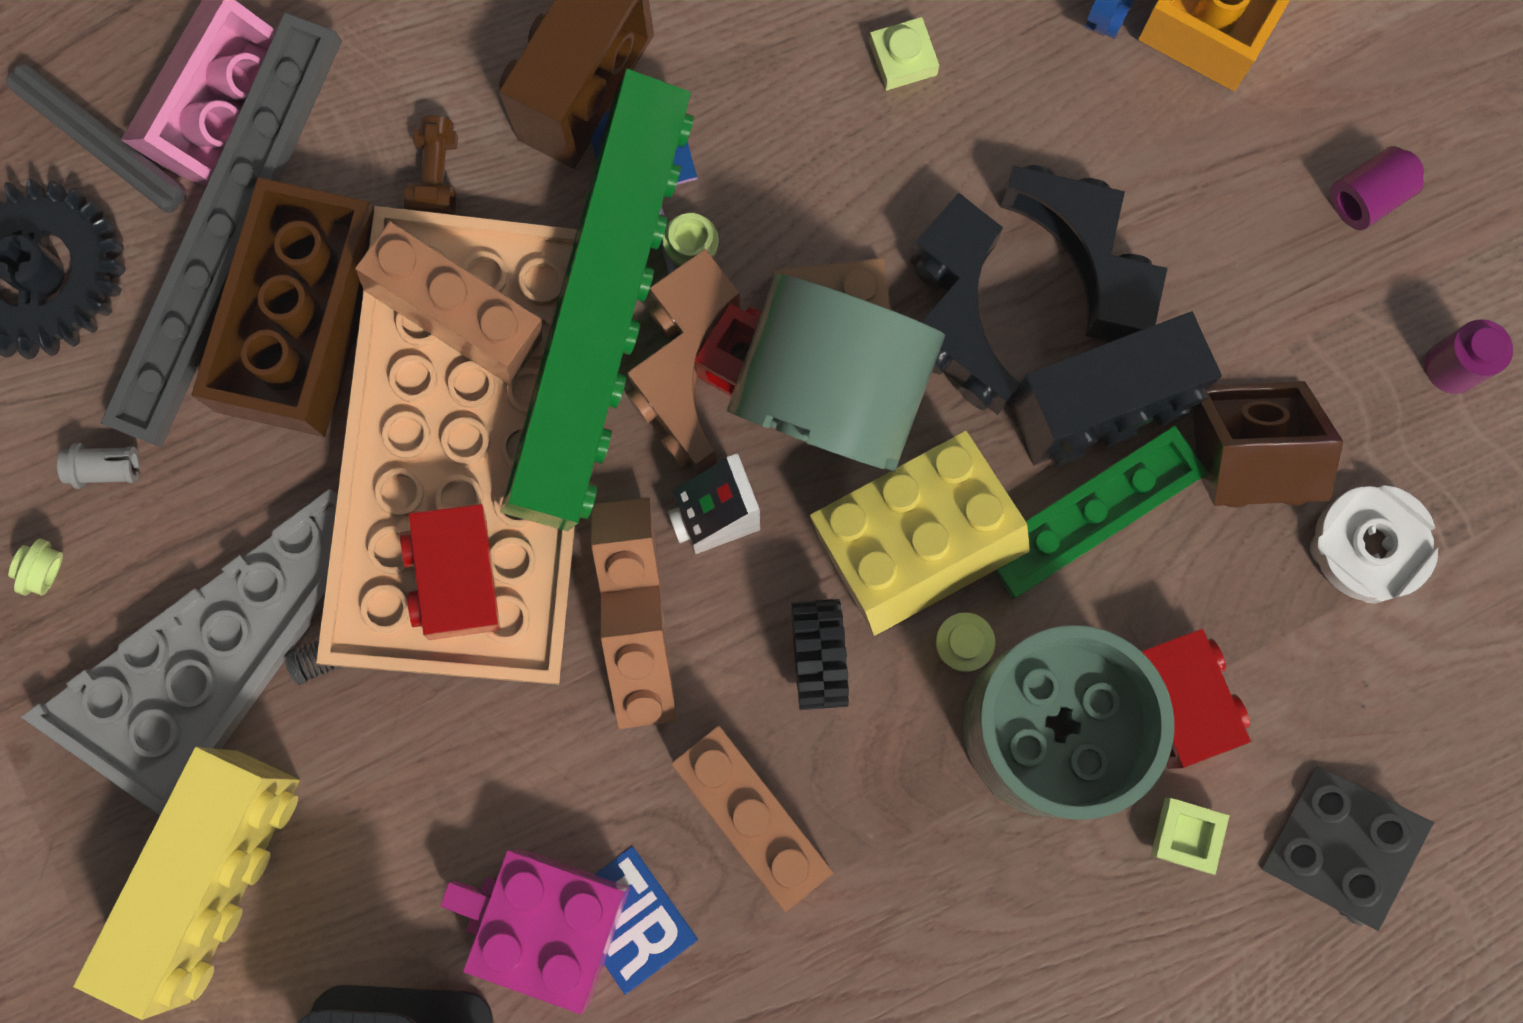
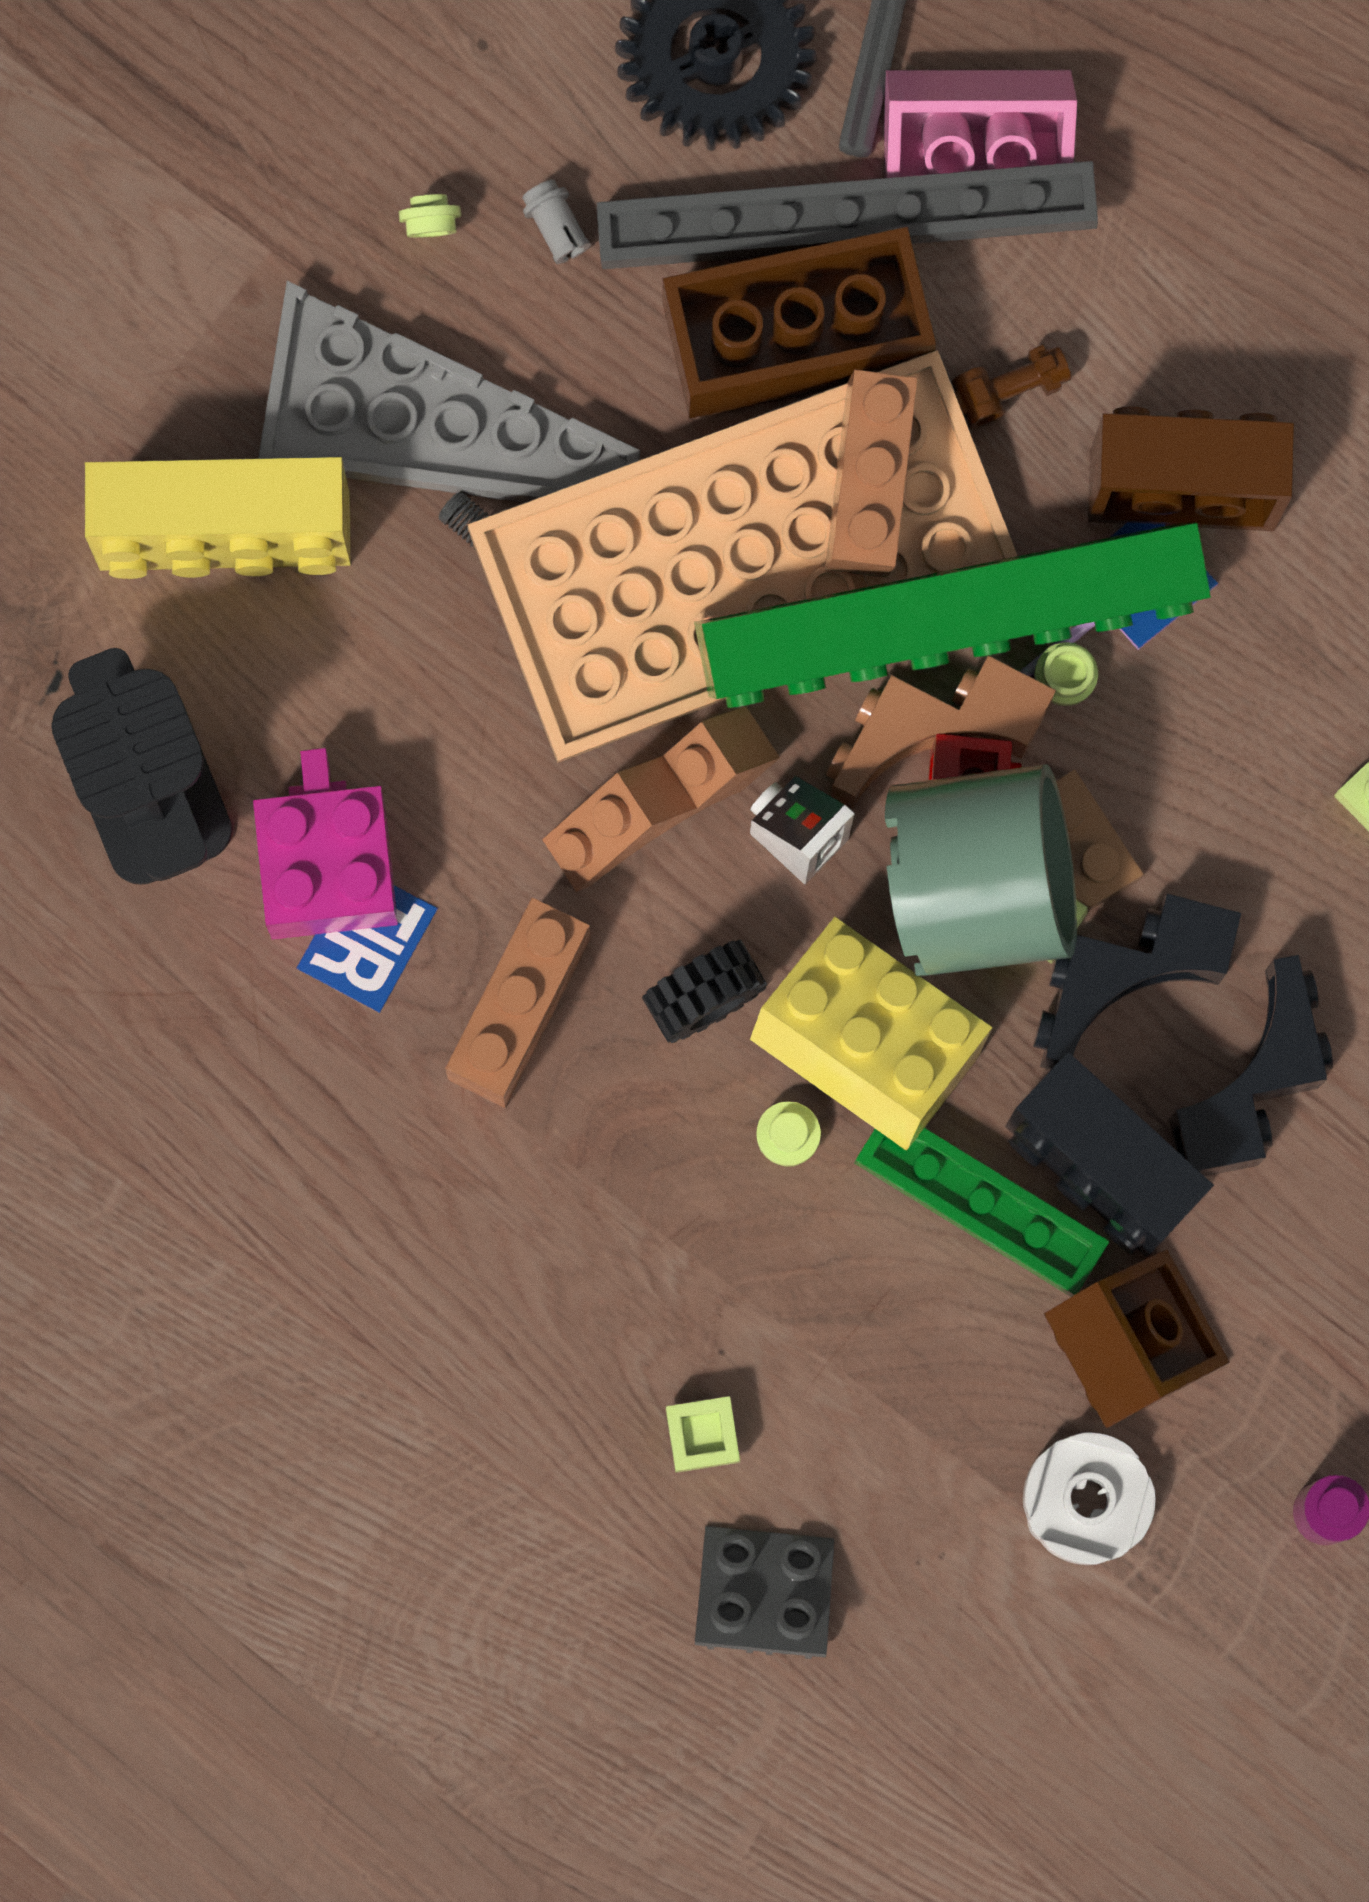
camera: 60 degrees right, 0 degrees up
(451, 572) = (612, 606): red brick -> none
(1115, 717) = (777, 1206): sand green brick -> none
(1204, 710) = (836, 1372): red brick -> none

